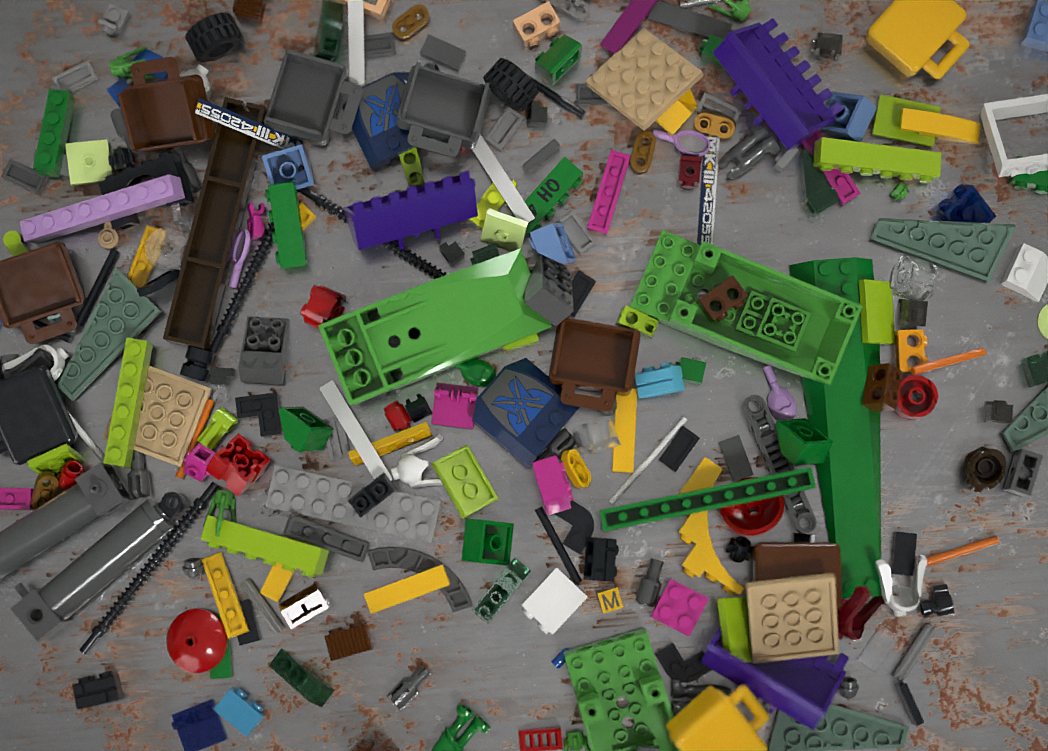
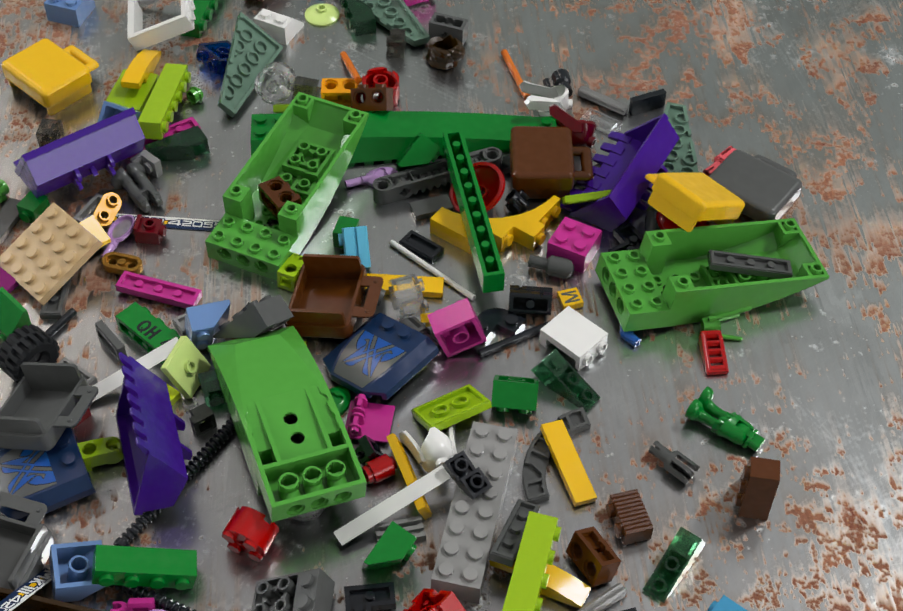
camera: 95 degrees left, 35 degrees down
(539, 115) = (67, 342): pearl dark grey piece -> none
(792, 618) = (579, 152): tan plate -> none
(904, 553) = (514, 104): black tile -> none

